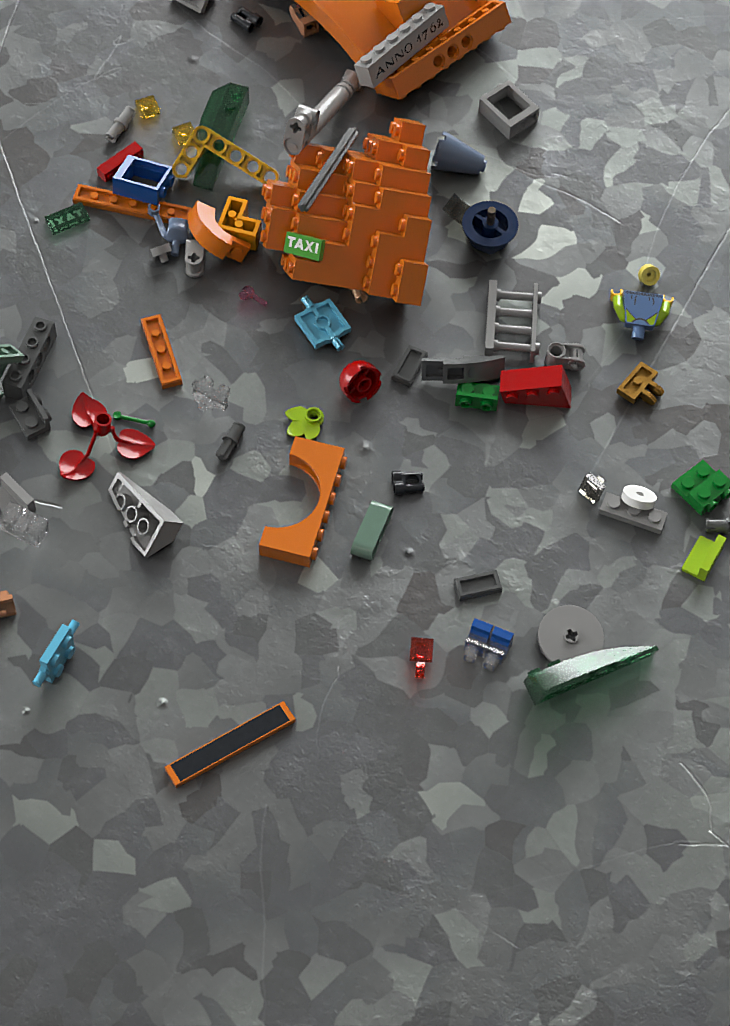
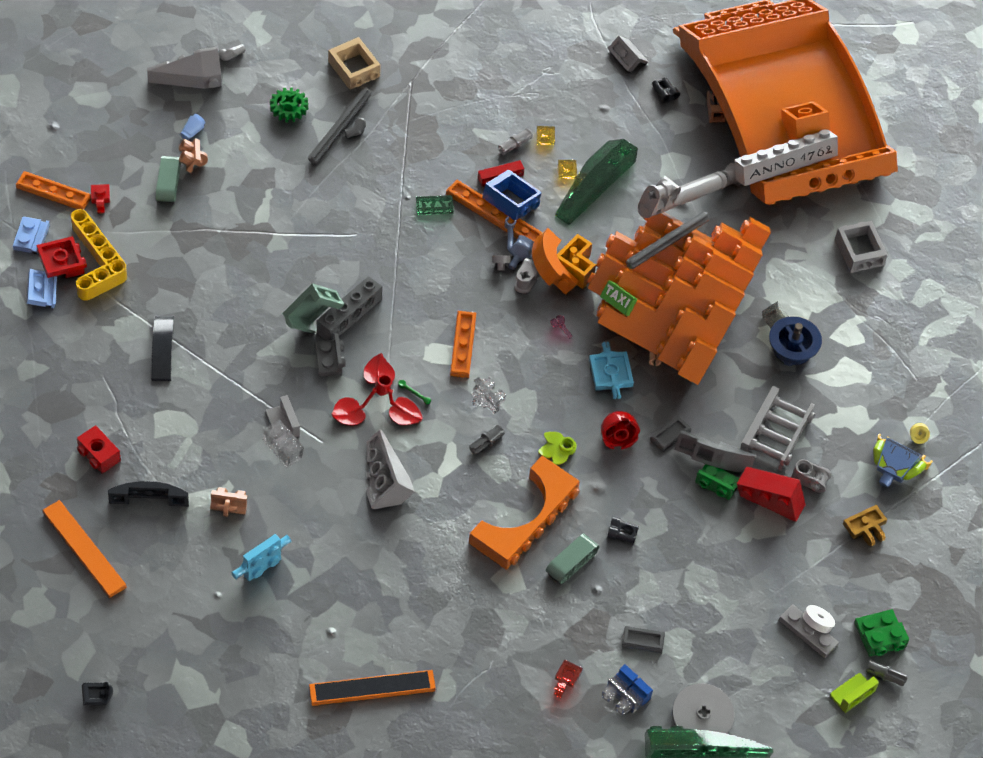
camera: 20 degrees right, 5 degrees down
(226, 153) = (591, 198): yellow beam -> none
(457, 156) = (794, 271): sand blue cone -> none
(592, 487) = (781, 595): clear smoke tile -> none

